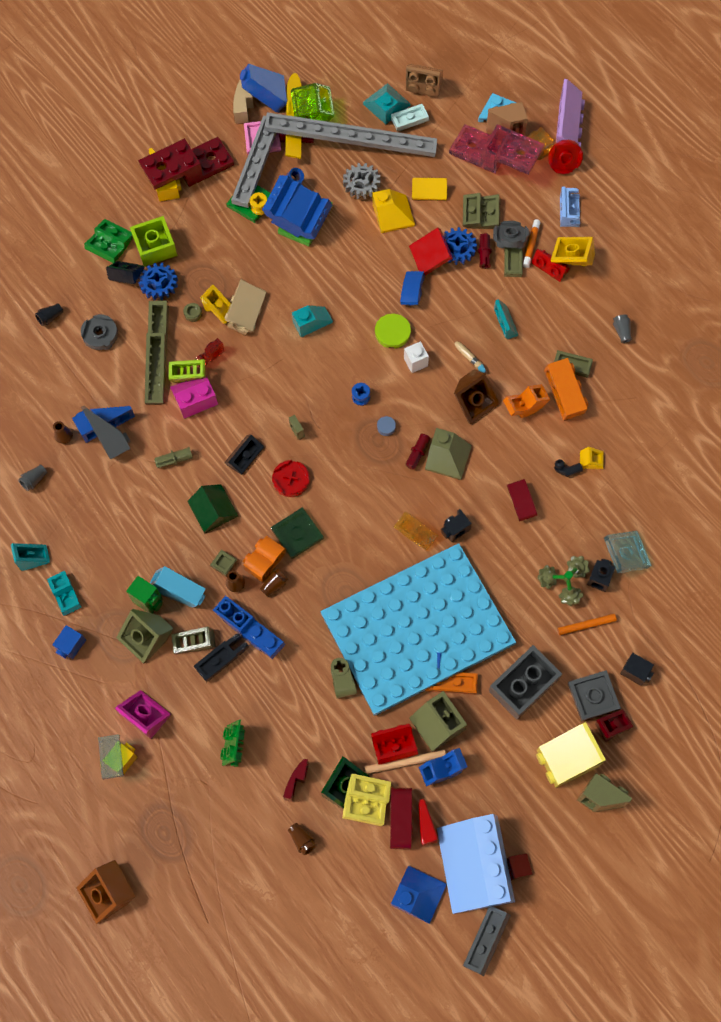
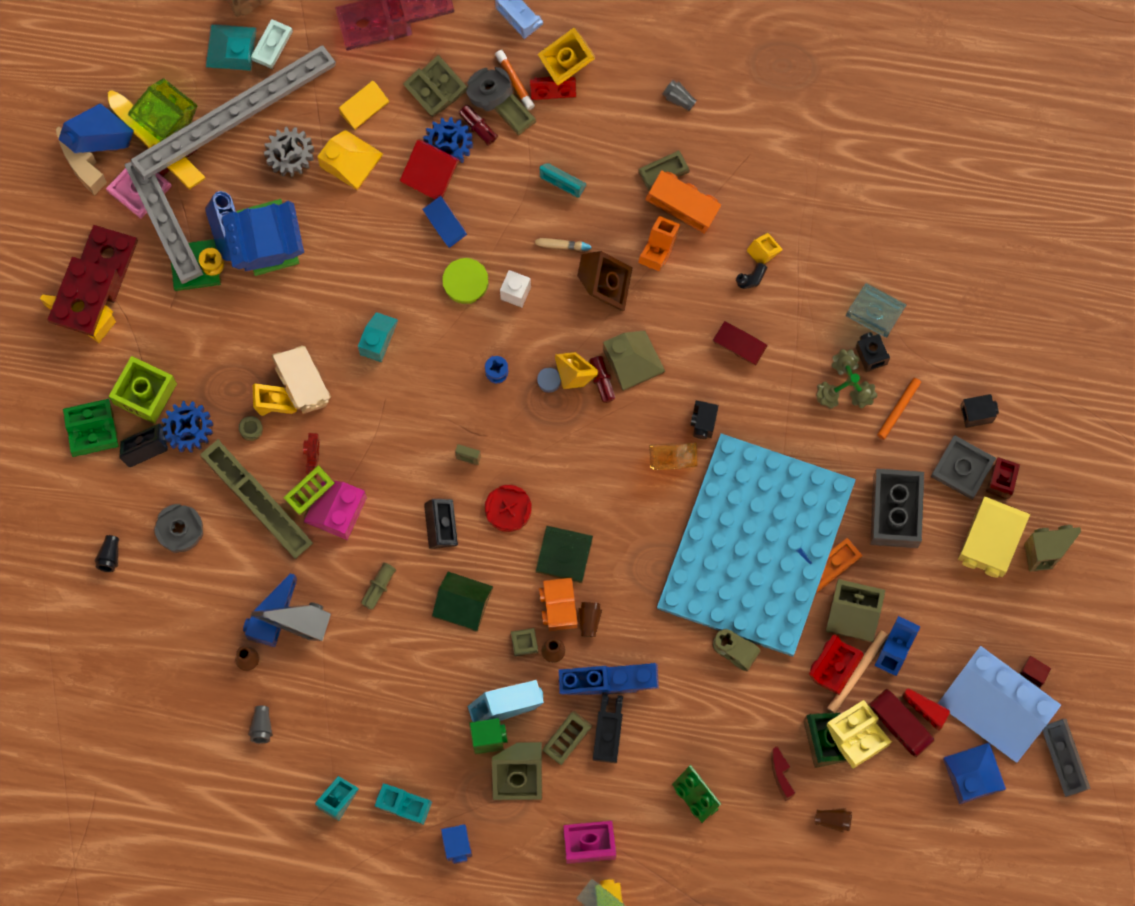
camera: 45 degrees left, 5 degrees up
(405, 431) = (574, 370): none -> yellow slope

